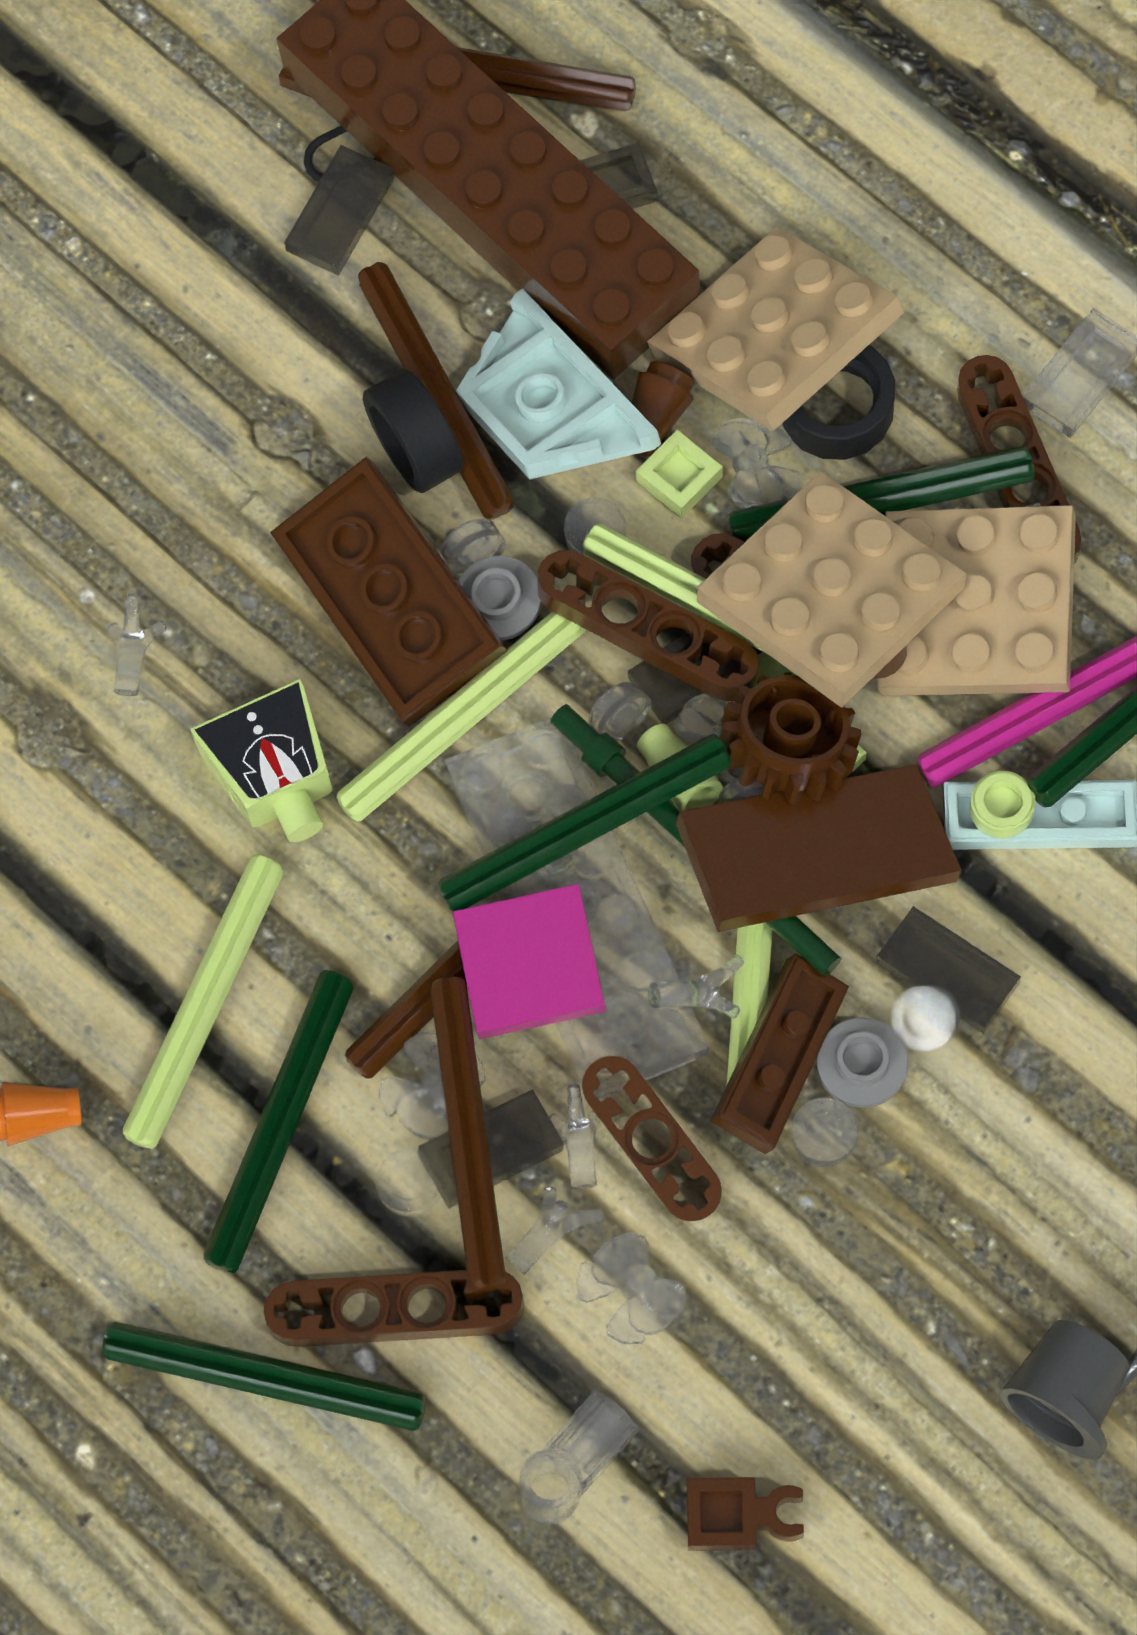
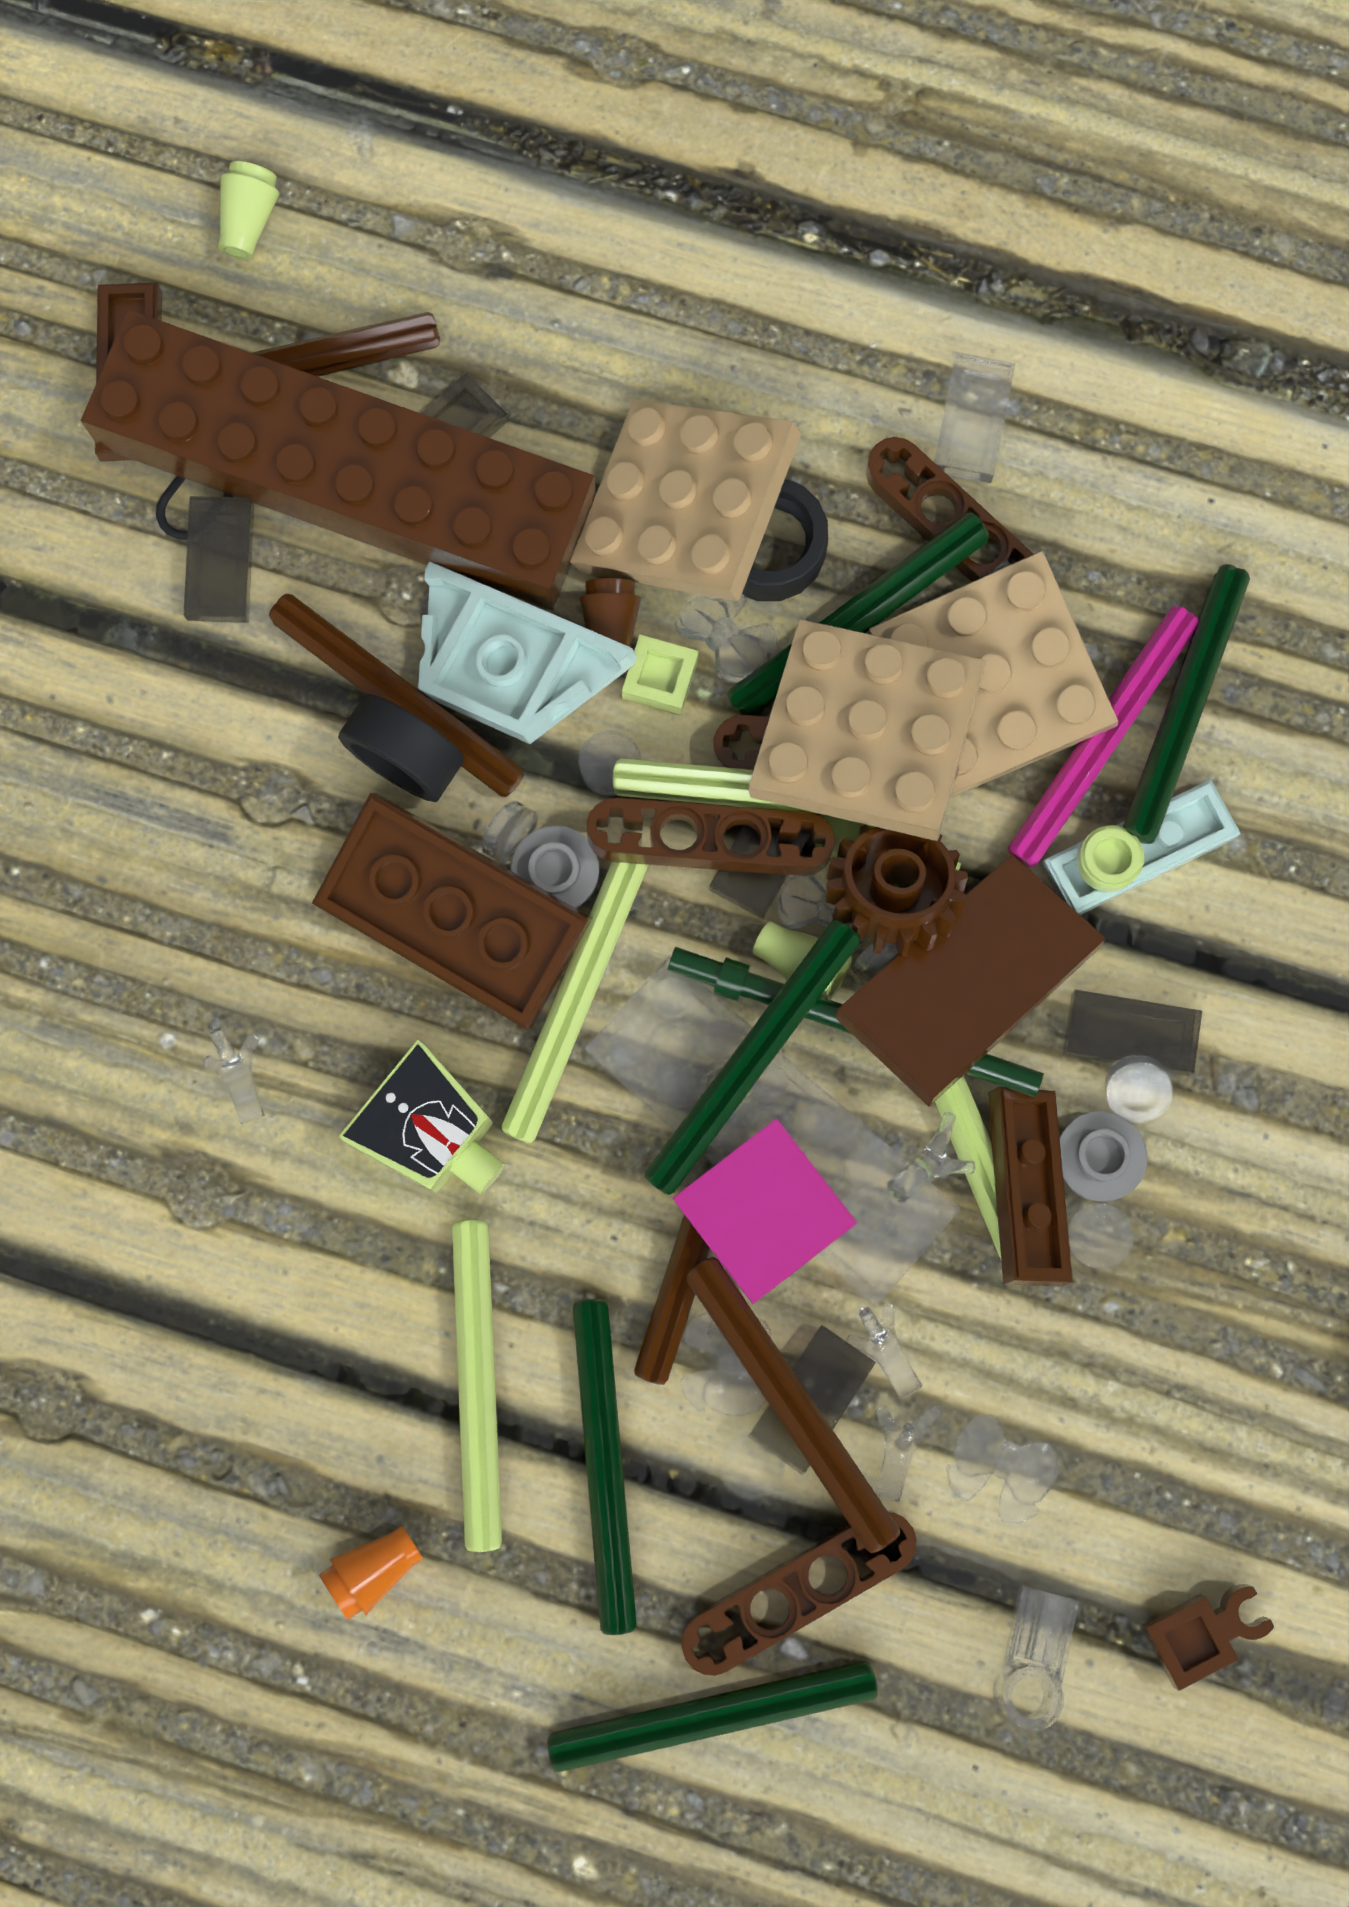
camera: 30 degrees left, 10 degrees up
(609, 1108) = (987, 1360): reddish brown beam -> none
(620, 710) = (722, 929): clear tile -> none

